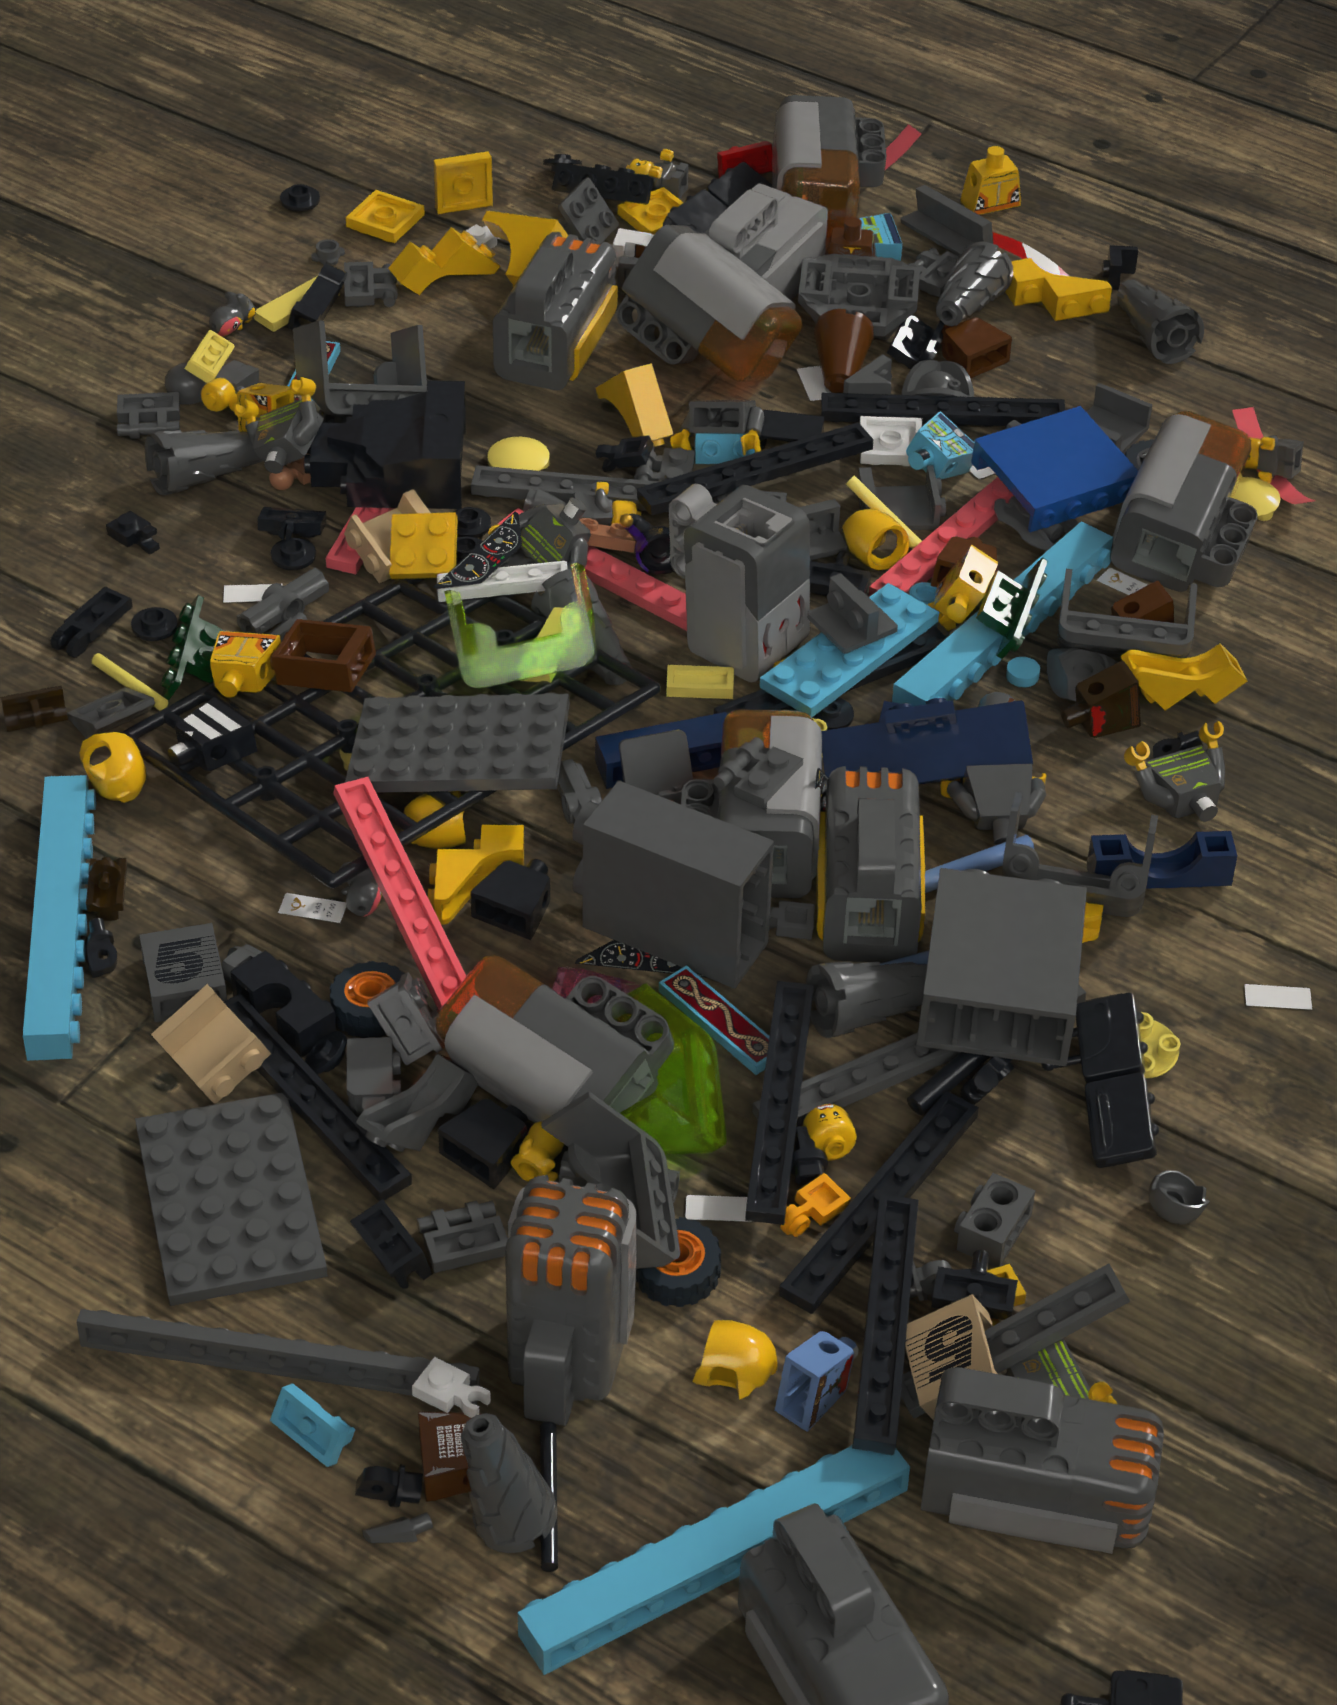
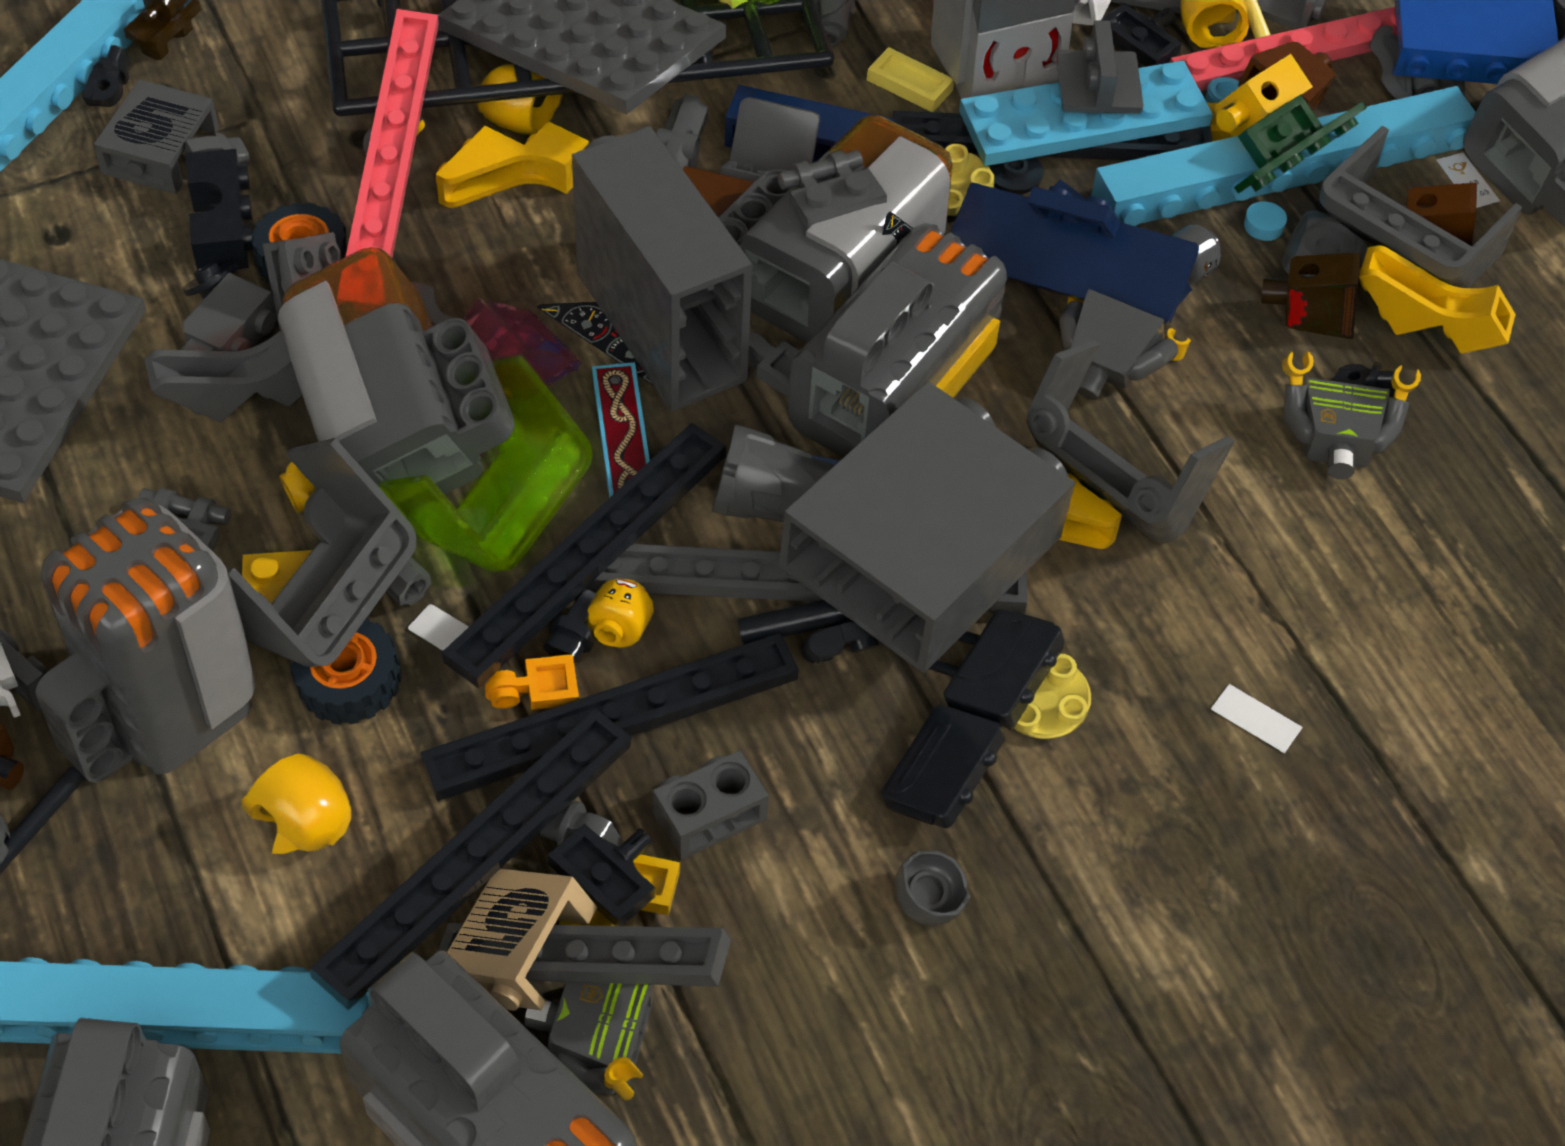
camera: 30 degrees right, 10 degrees up
(211, 1044) = (115, 216): tan panel -> none
(312, 907) = (338, 131): white sticker -> none
(323, 1108) = (158, 311): black plate -> none
(391, 1243) = (89, 490): black hinge -> none
(484, 1140) = (265, 437): black torso -> none
(513, 897) = (525, 210): black torso -> none
(814, 1378) = (361, 870): medium blue torso -> none
(982, 860) = (1019, 400): medium blue piece -> none
(1201, 862) = (1278, 520): dark blue arch -> none

